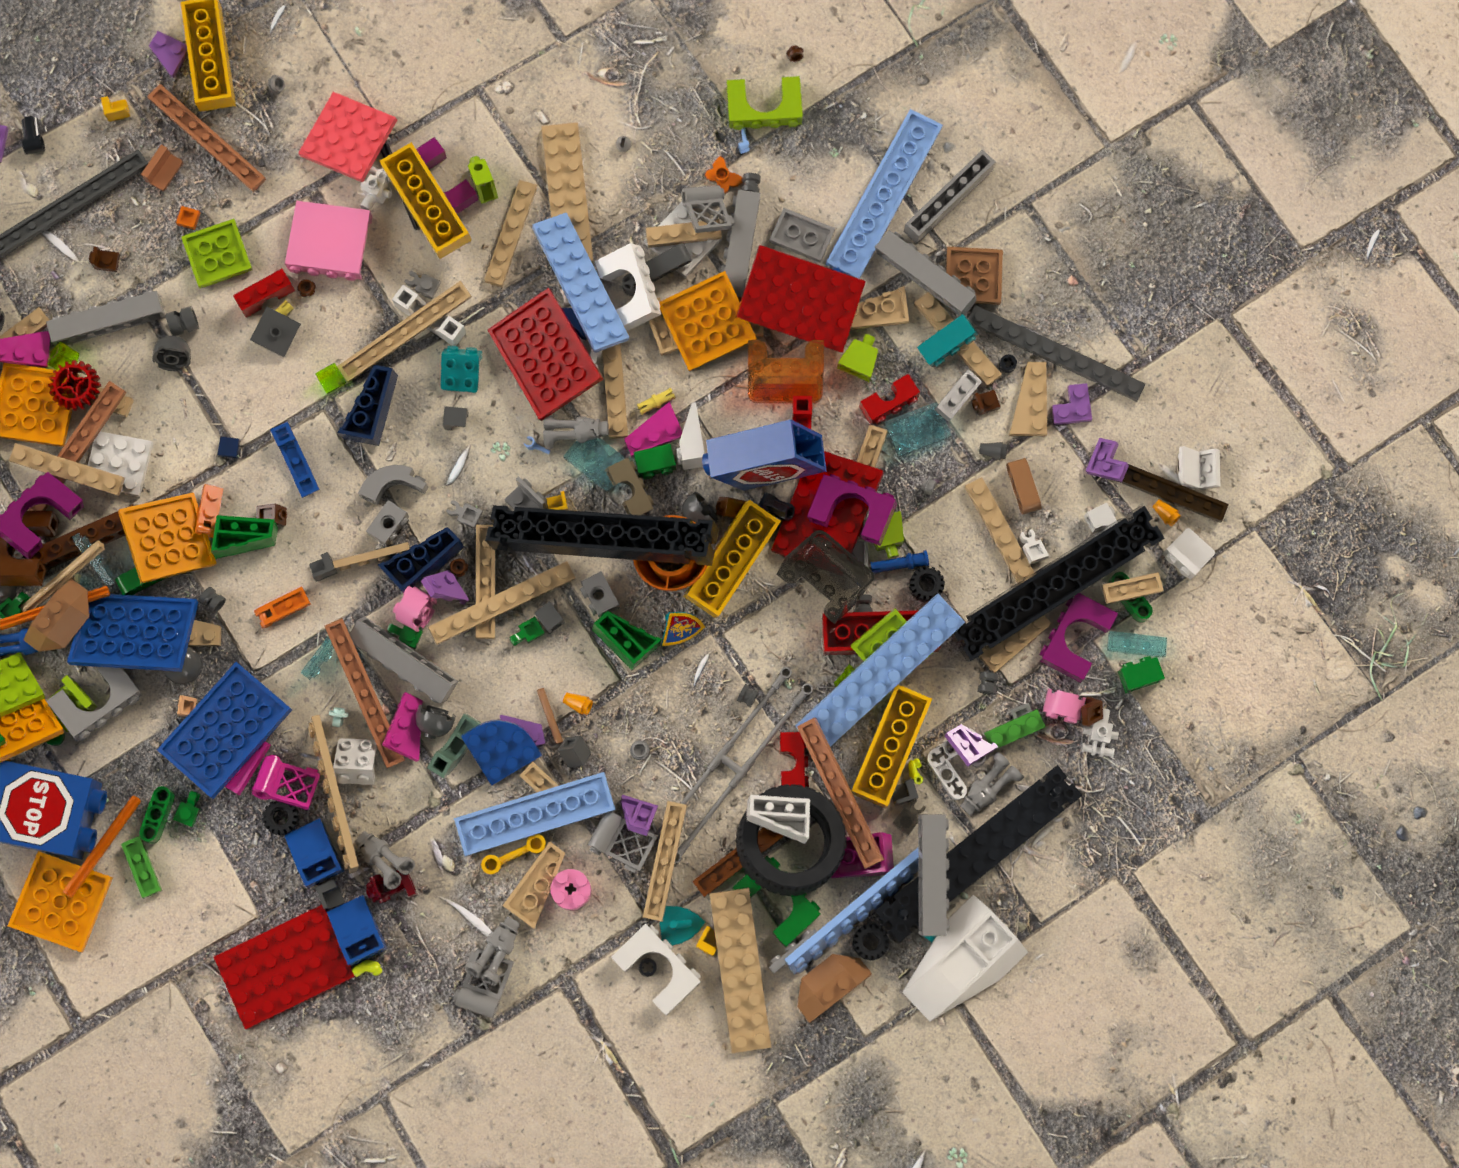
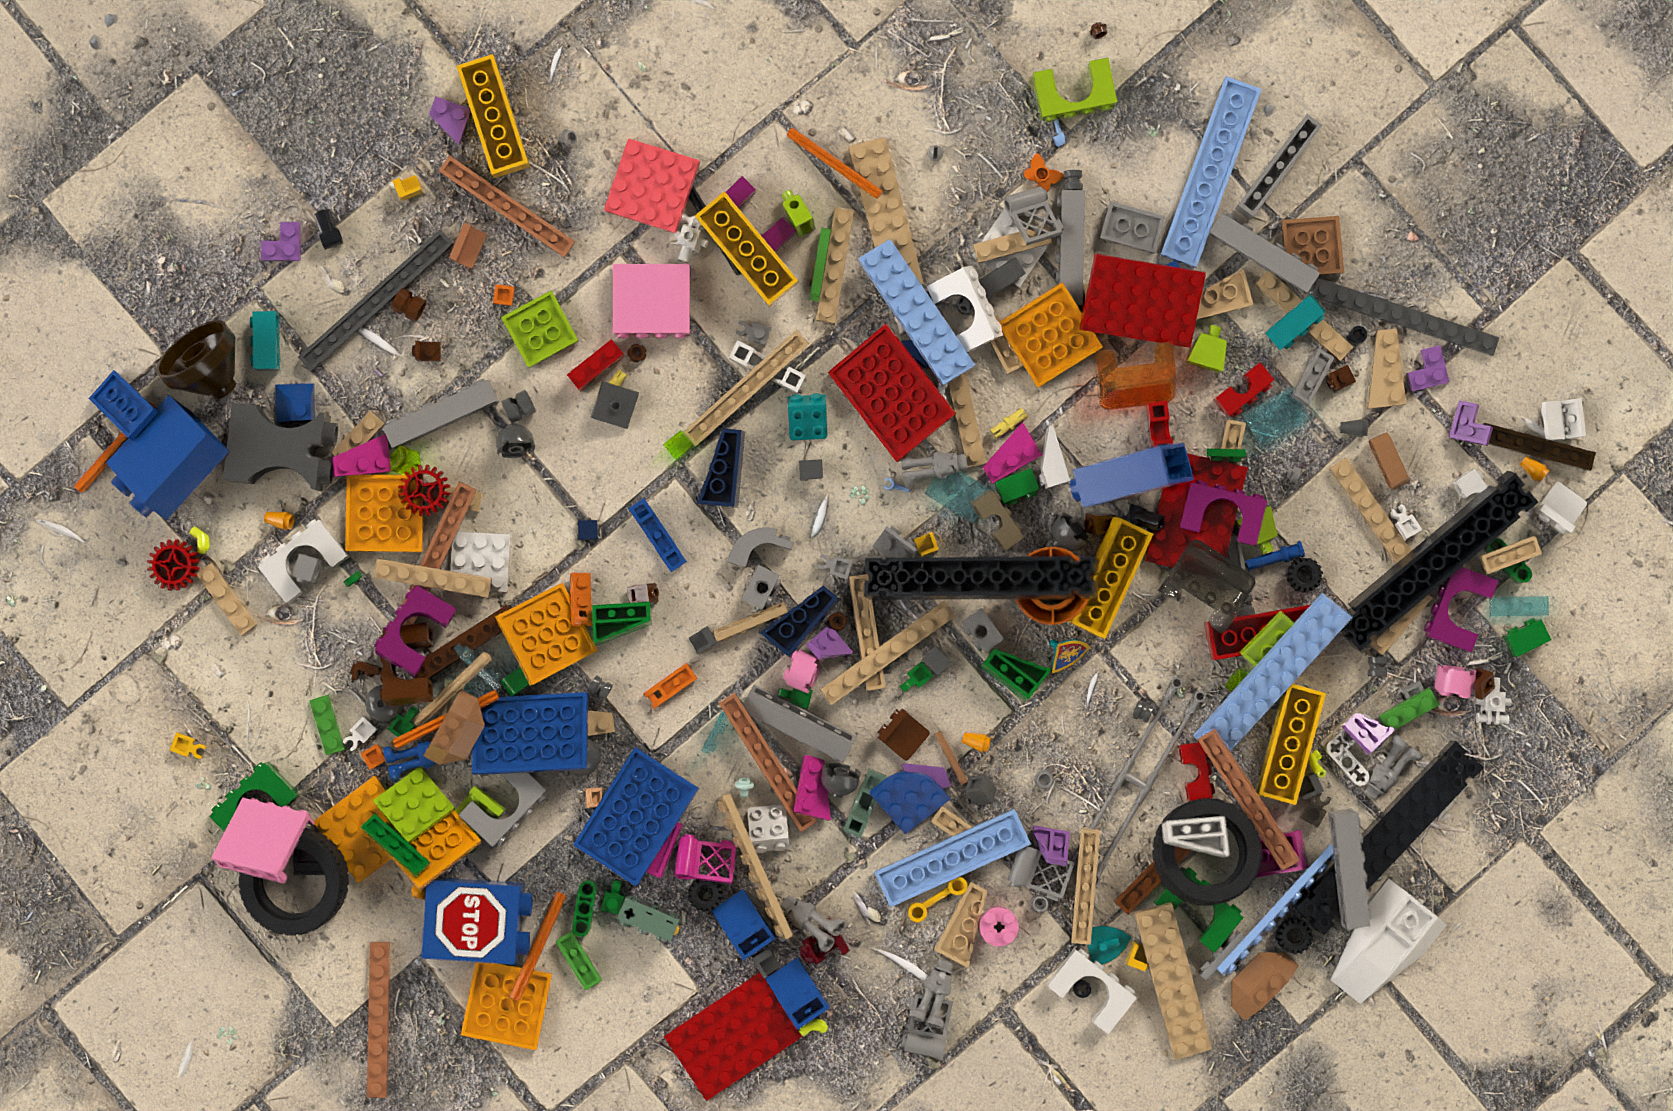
camera: 10 degrees left, 10 degrees up
(94, 213) = (406, 303): none -> reddish brown wheel
(218, 832) = (649, 918): none -> sand green piece
(496, 229) = (820, 264): none -> bright green beam
(504, 684) = (903, 734): none -> reddish brown bracket
(523, 137) = (834, 163): none -> orange axle
(613, 870) = (1039, 908): none -> light grey plate
(869, 456) = (1235, 455): none -> green plate

